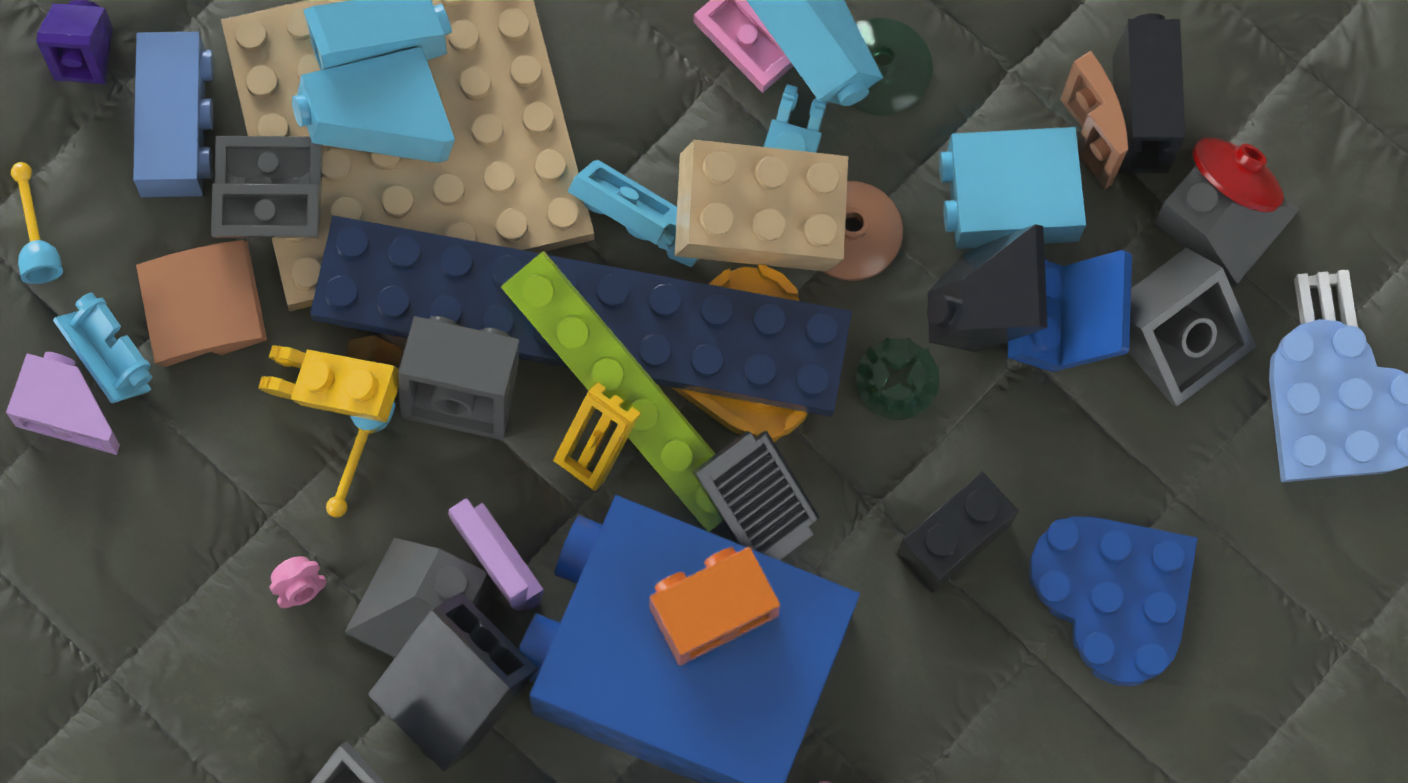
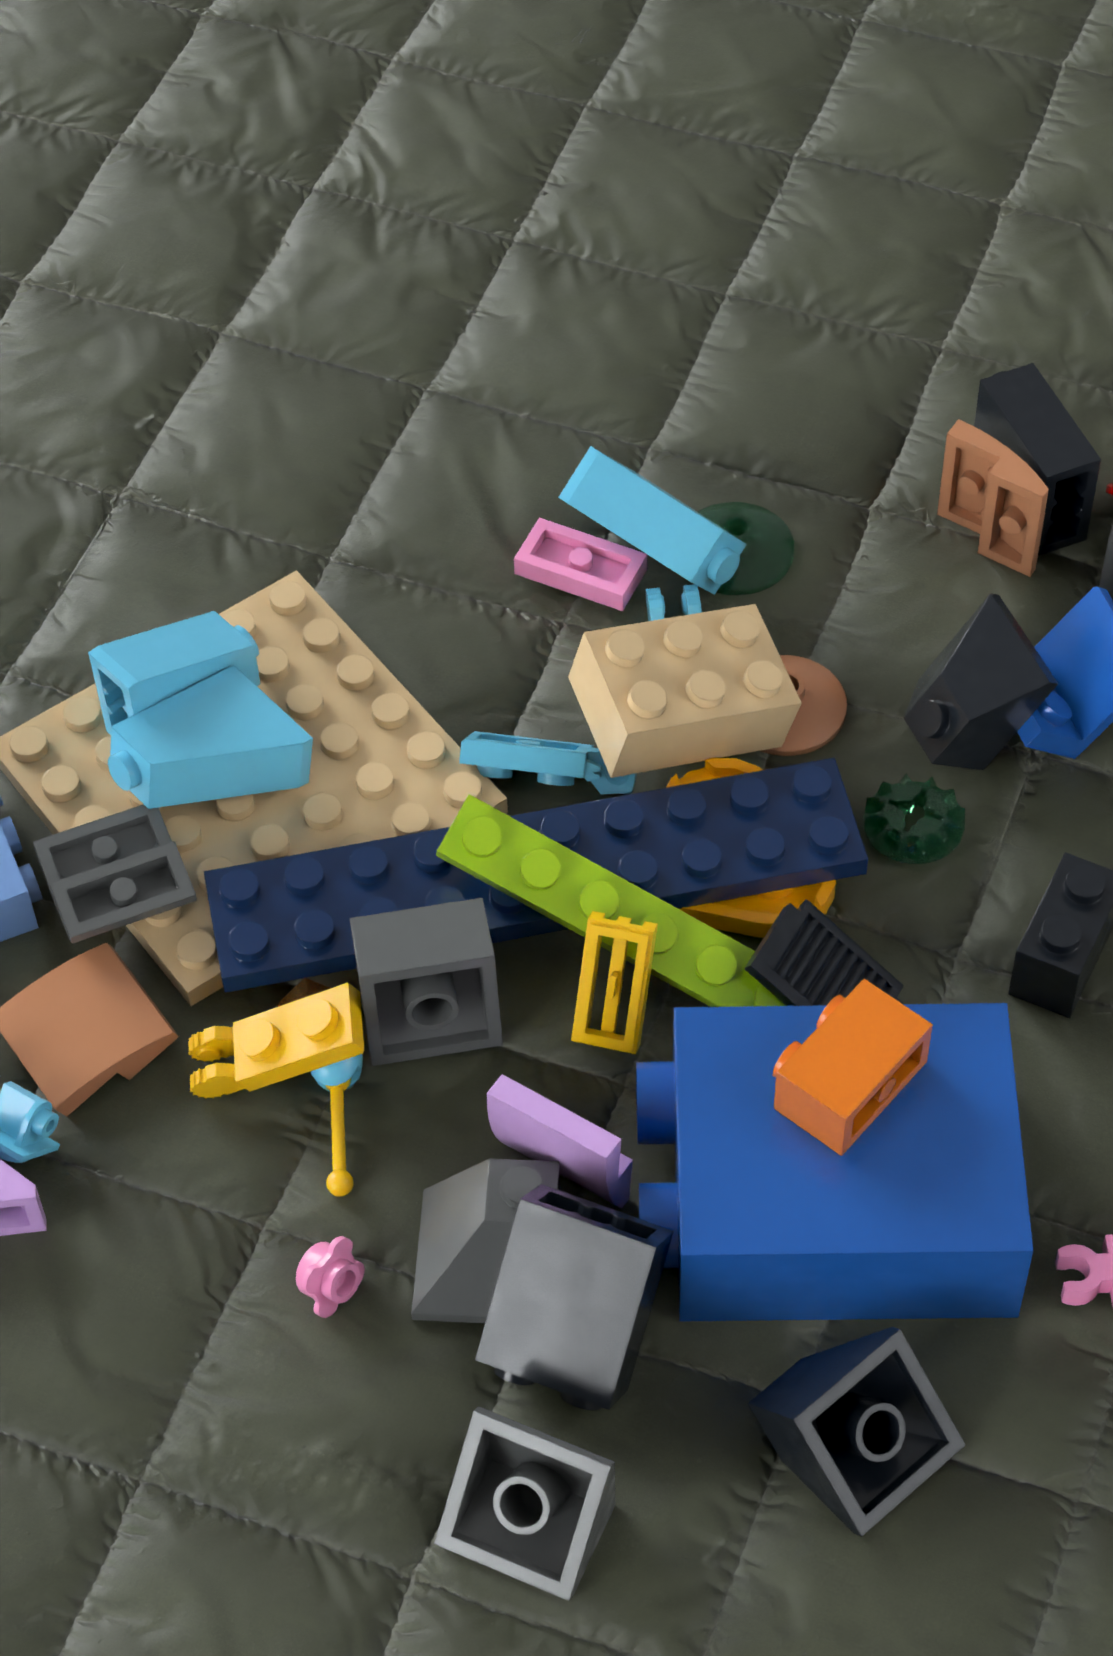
camera: 15 degrees left, 20 degrees down
(1013, 182) = (929, 586): medium azure brick -> none

